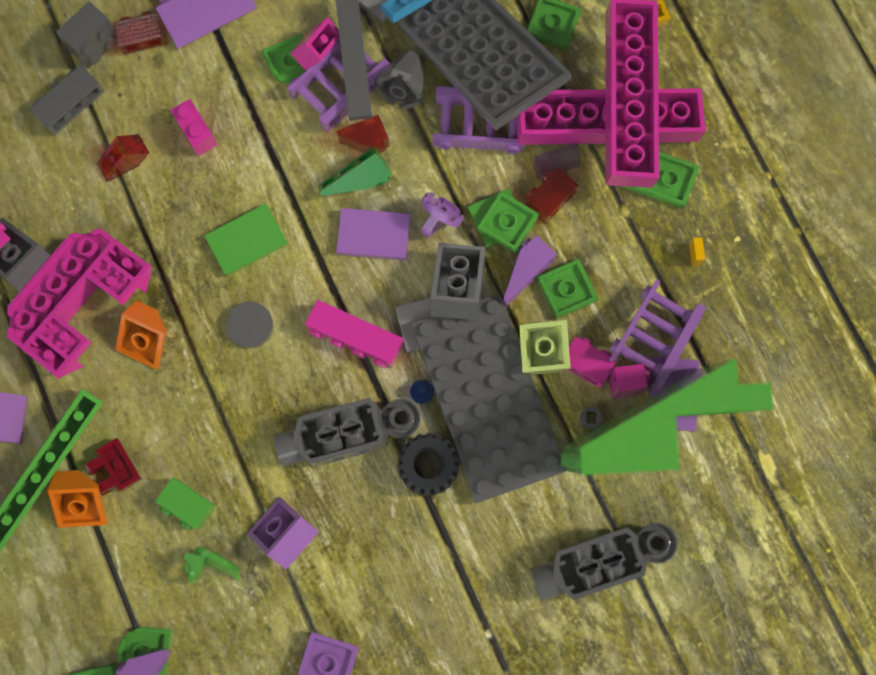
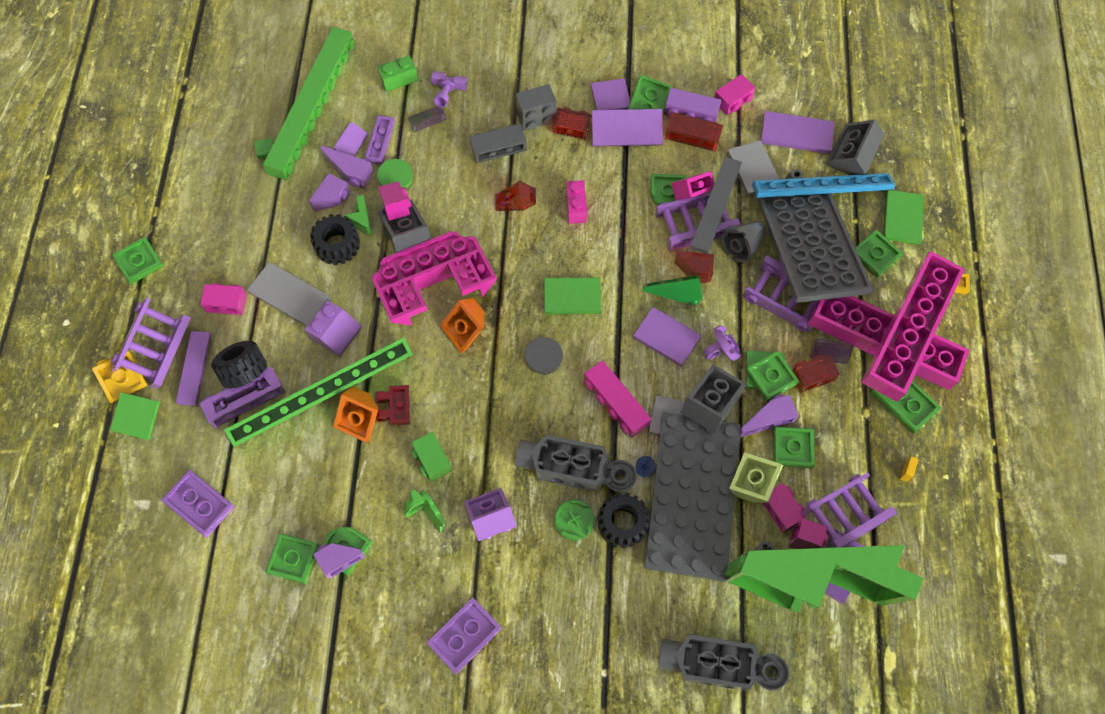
camera: 25 degrees right, 10 degrees down
(376, 490) = (574, 520): none -> bright green tile

